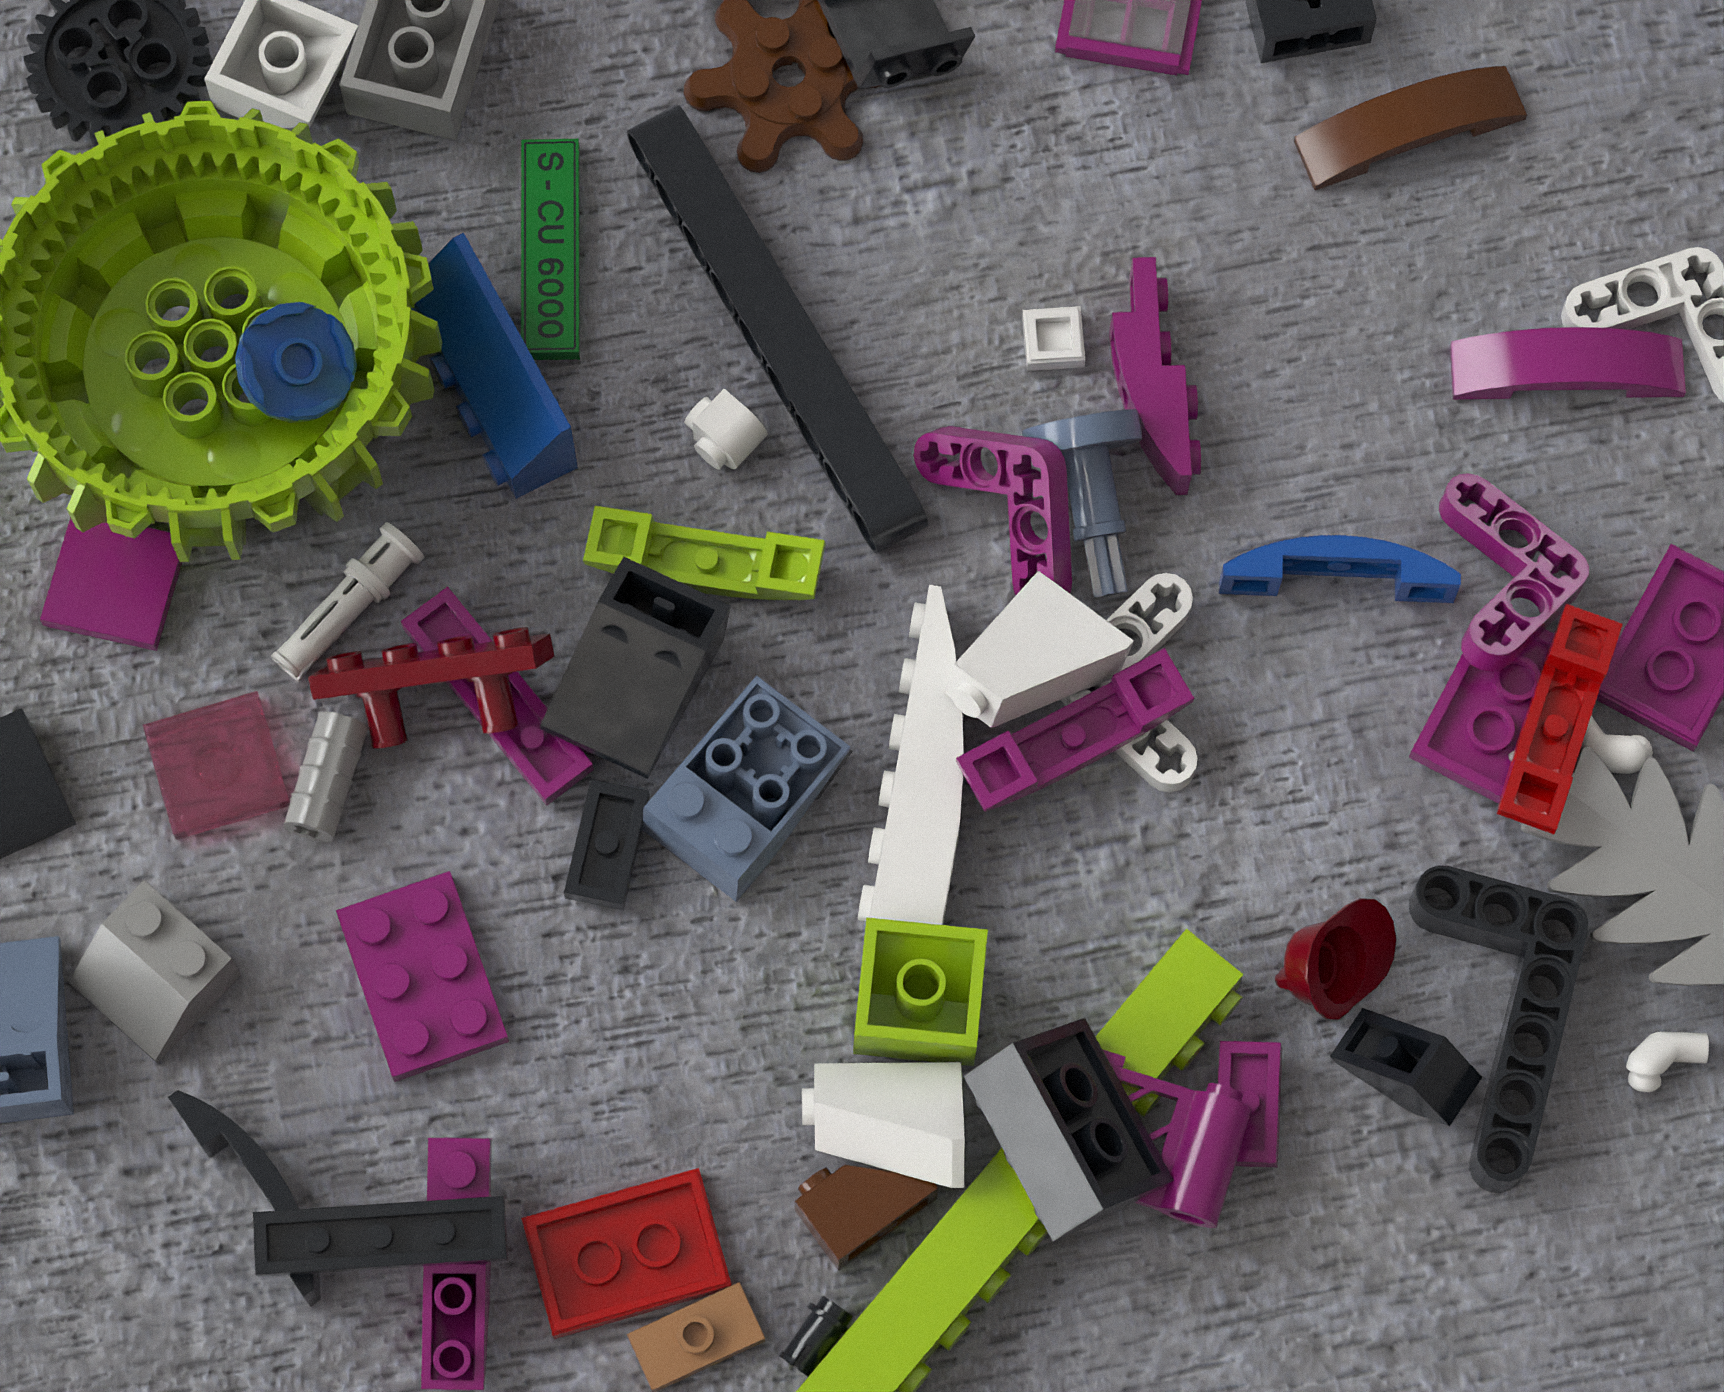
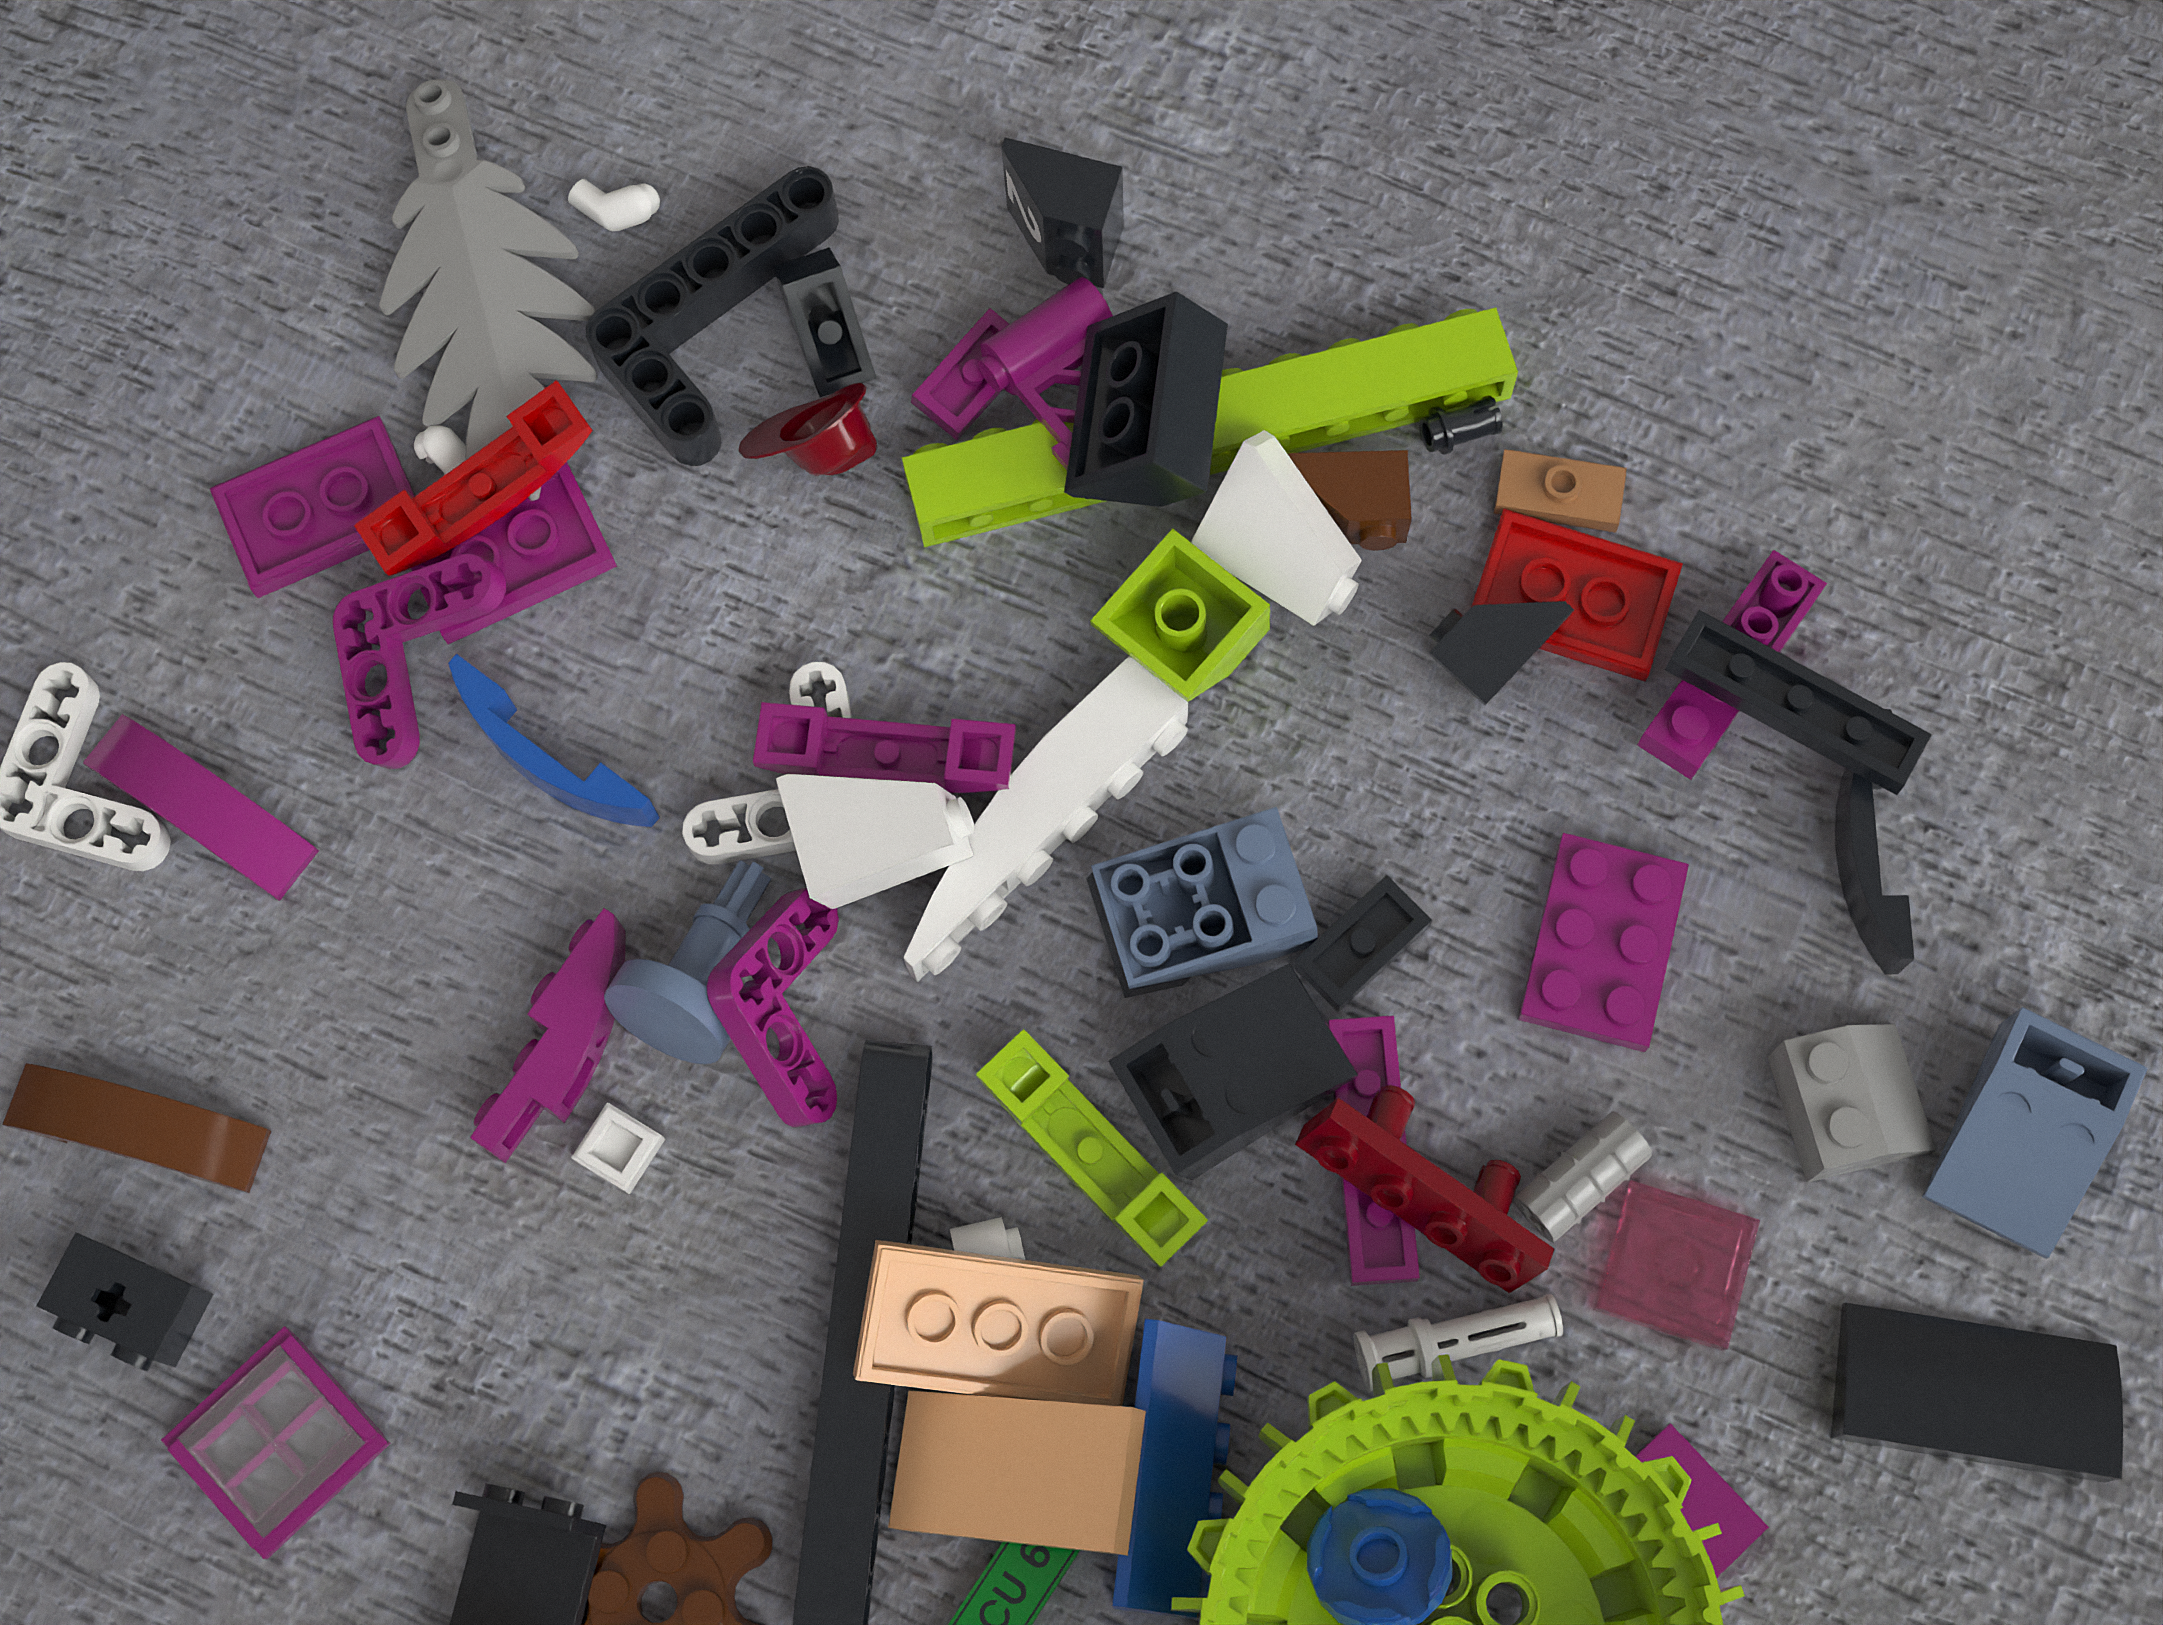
camera: 140 degrees left, 0 degrees up
(595, 290) = (1018, 1471): none -> light nougat tile
(658, 1147) = (1494, 642): none -> black slope
(679, 380) = (996, 1326): none -> light nougat tile
(1273, 1280) = (1065, 209): none -> black slope

